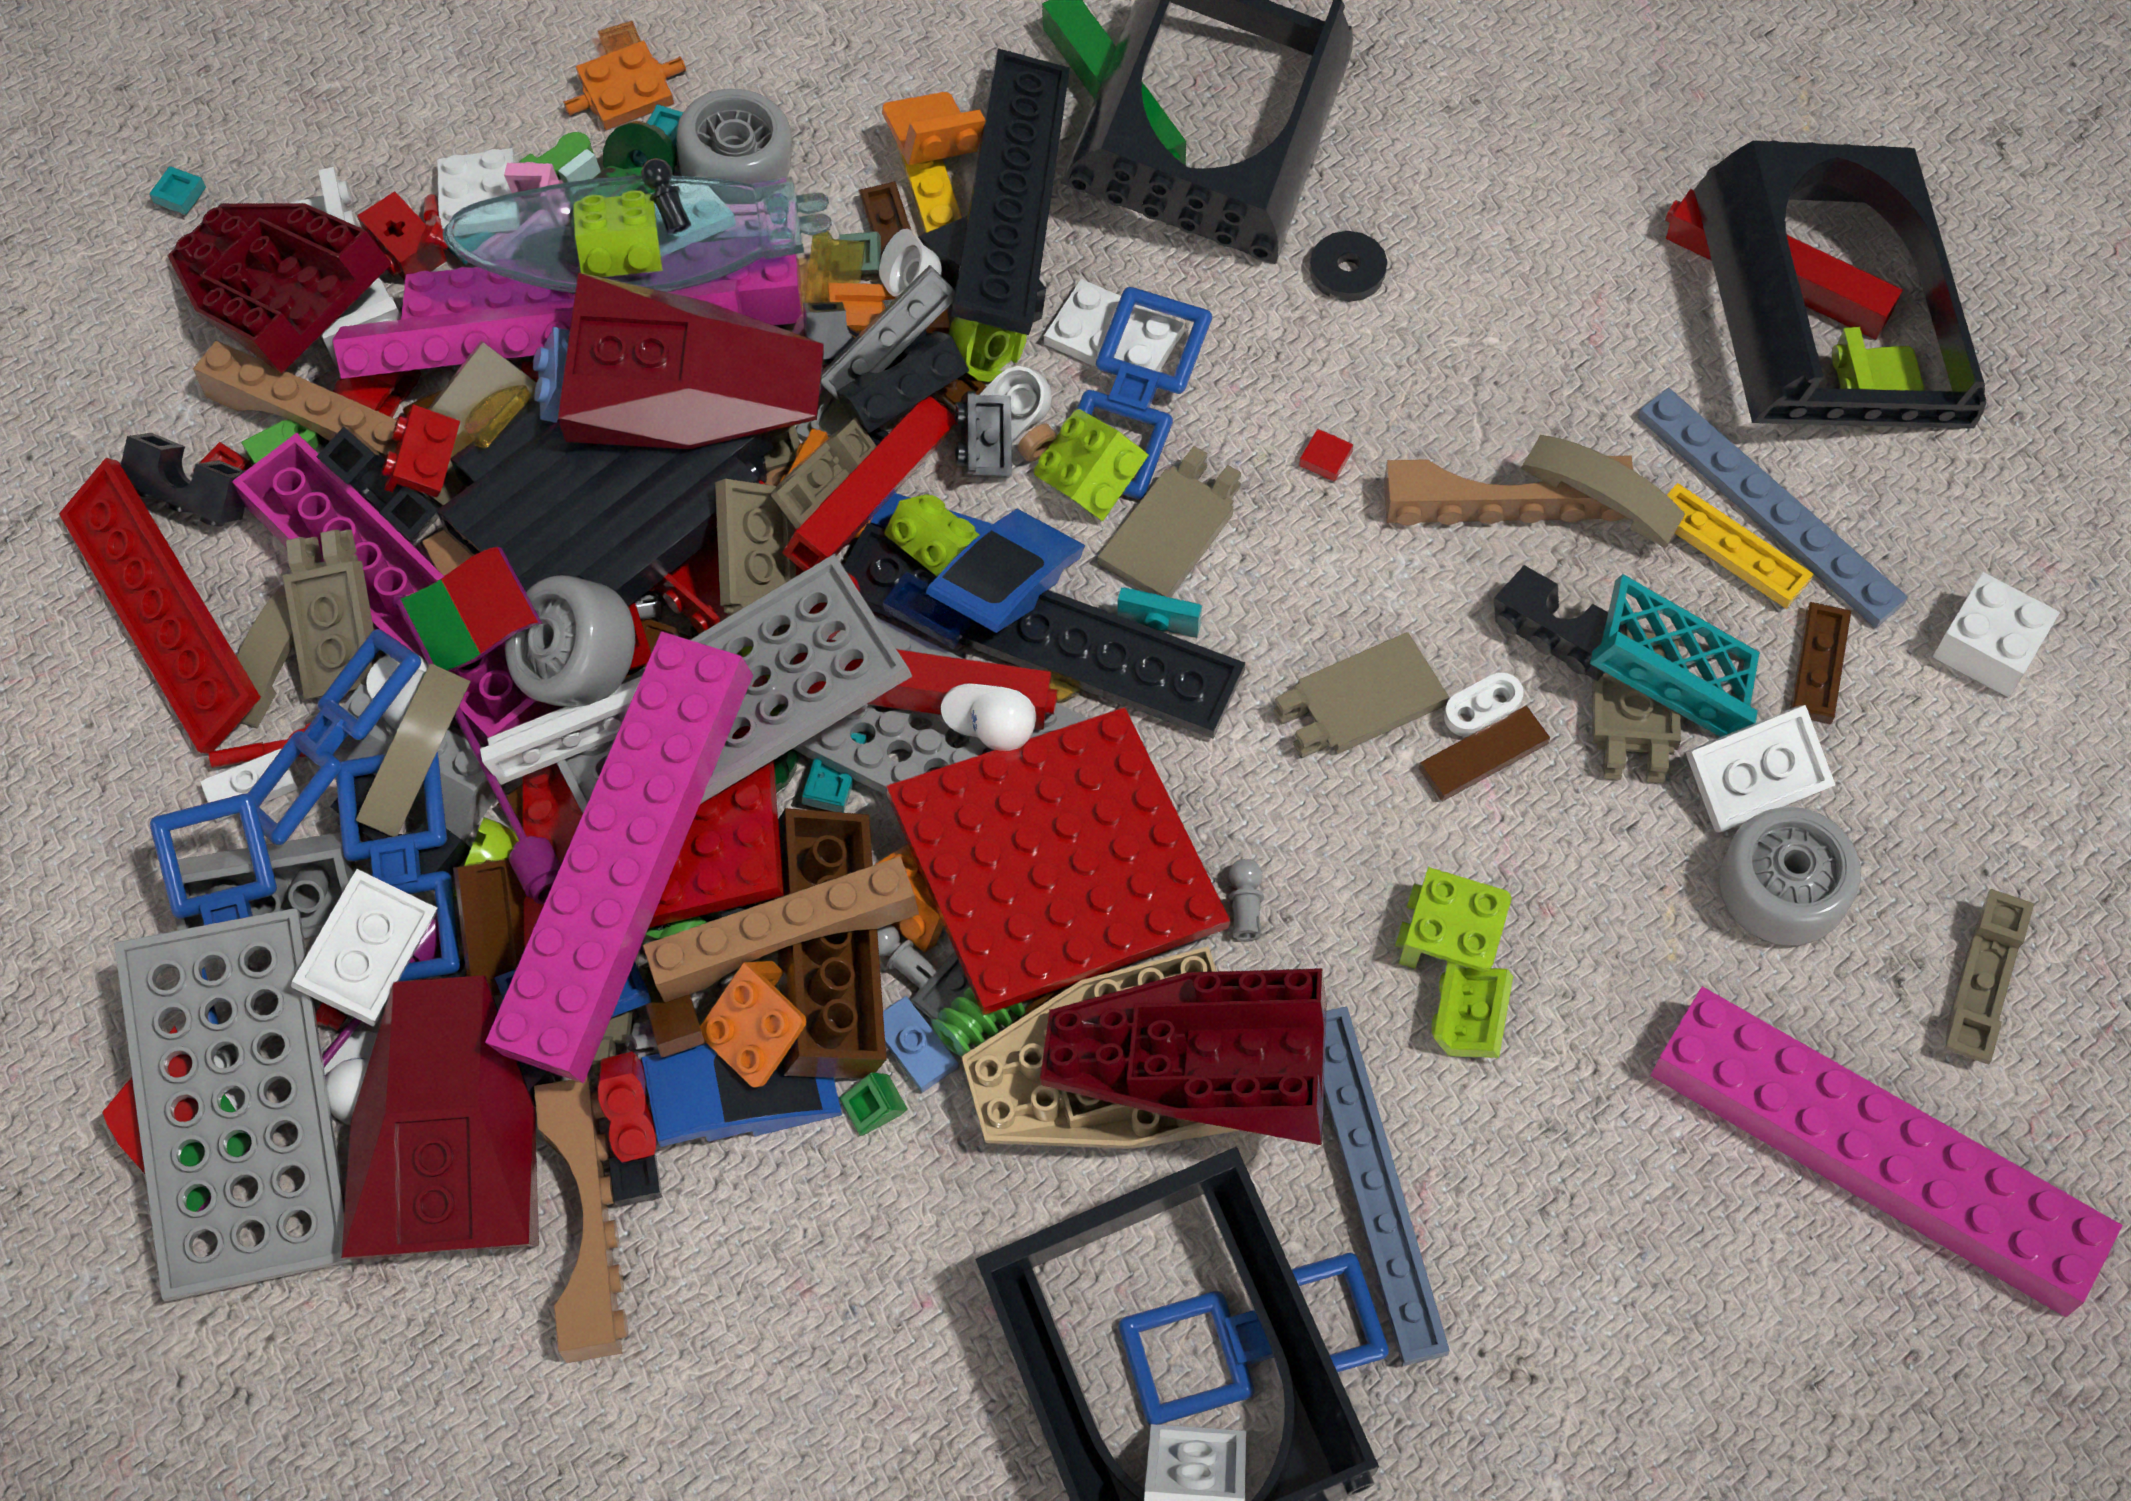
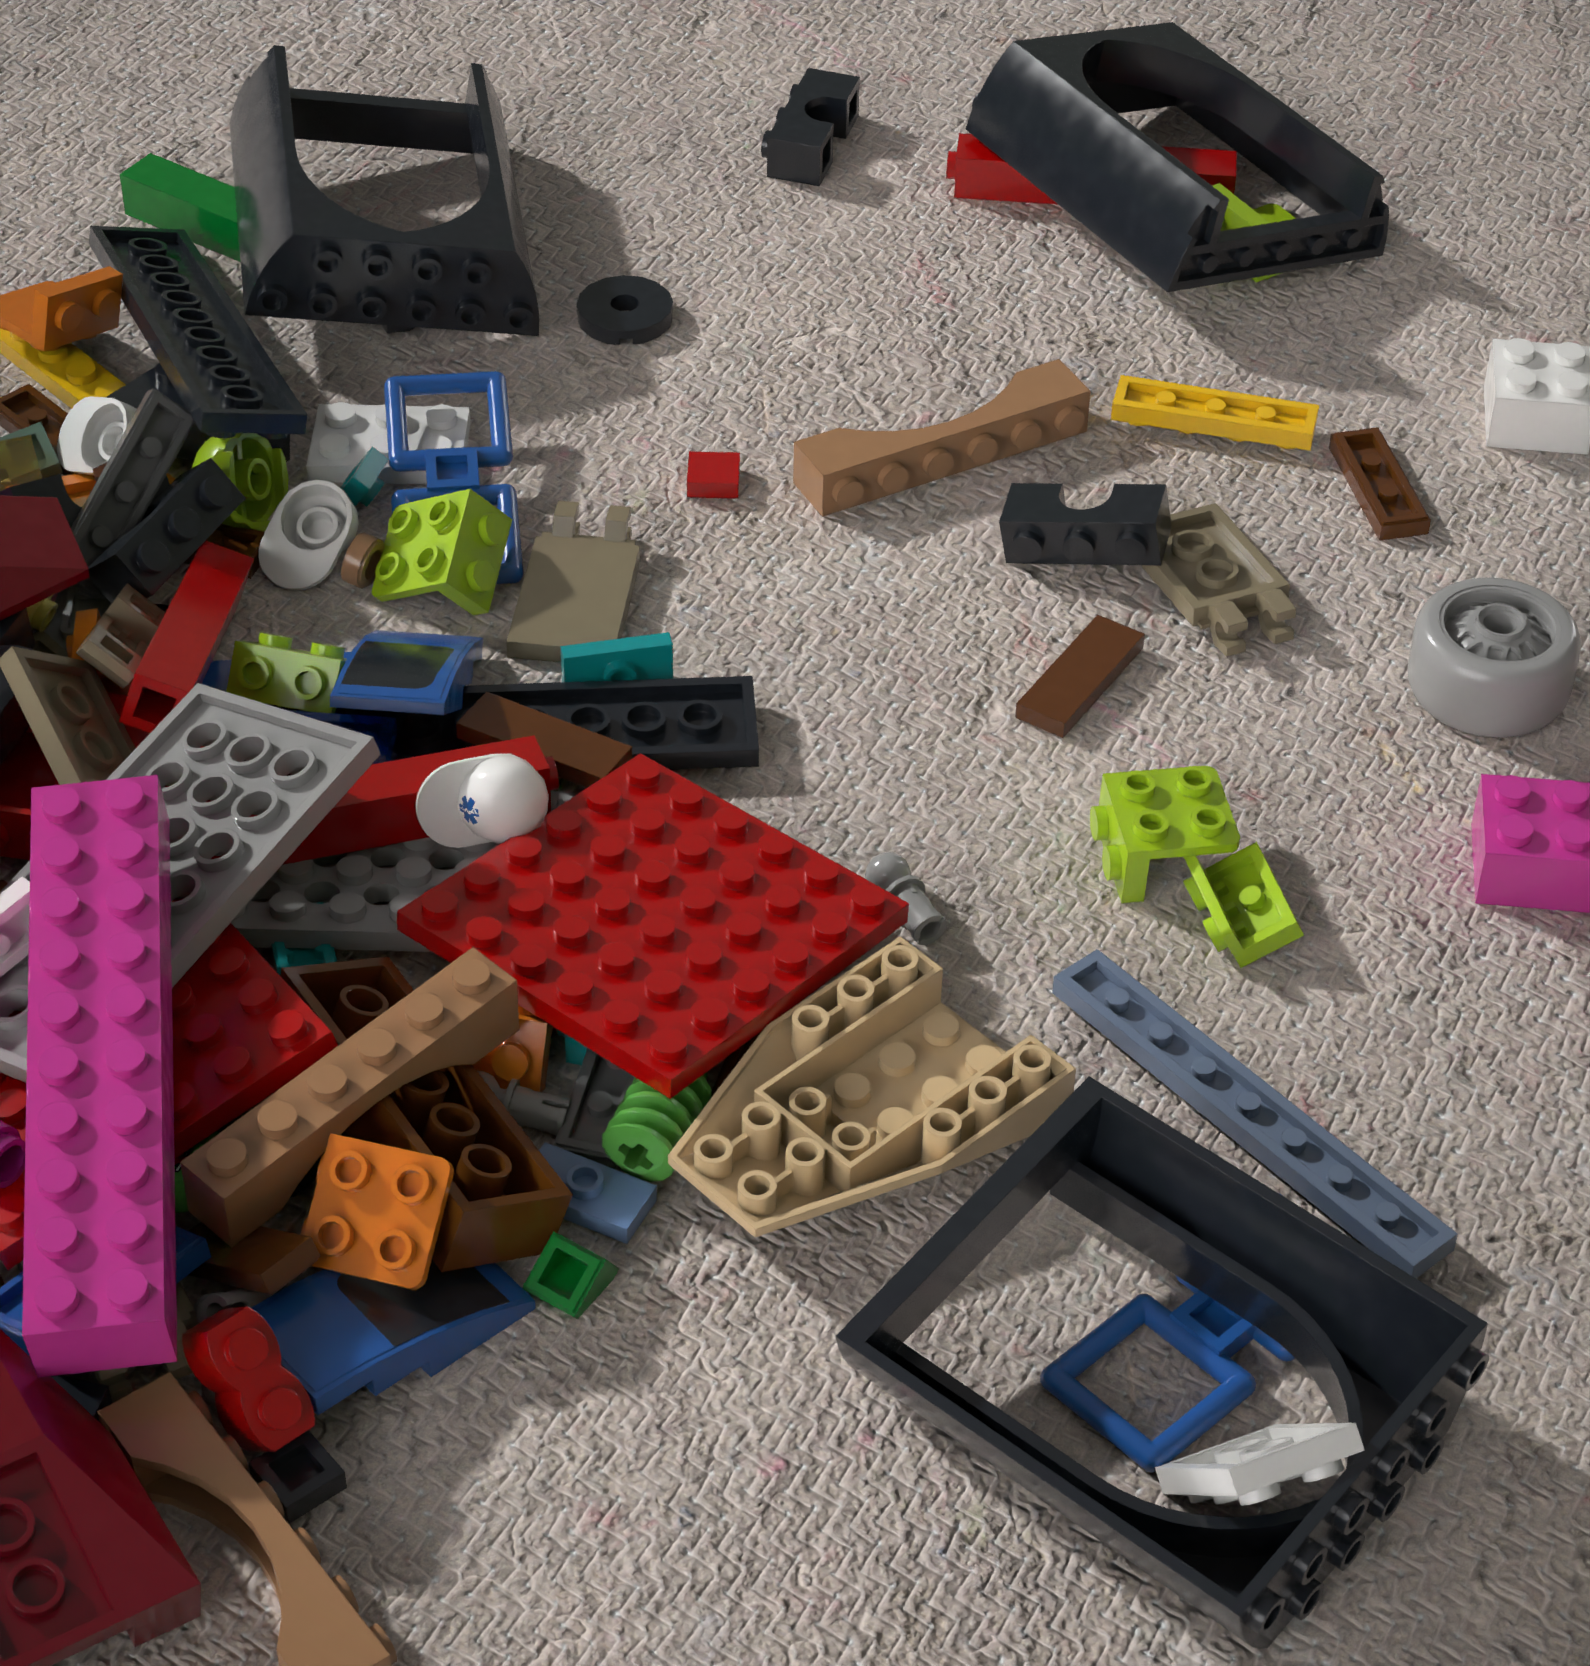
camera: 30 degrees left, 20 degrees down
(985, 435) = (295, 566): bracket -> none
(1069, 666) = (577, 752): none -> reddish brown tile
(1071, 369) = (363, 481): none -> teal plate
(1201, 1049) = (976, 1017): dark red wedge -> none
(1362, 696) = (906, 671): dark tan tile -> none
(1480, 705) = (1048, 629): white plate -> none
(1606, 110) = (803, 134): none -> black arch
(1608, 482) = (1051, 377): dark tan slope -> none
(1670, 680) = (1241, 512): teal fence -> none
(1760, 768) = (1387, 578): white plate -> none
(1773, 508) = (1210, 366): sand blue plate -> none

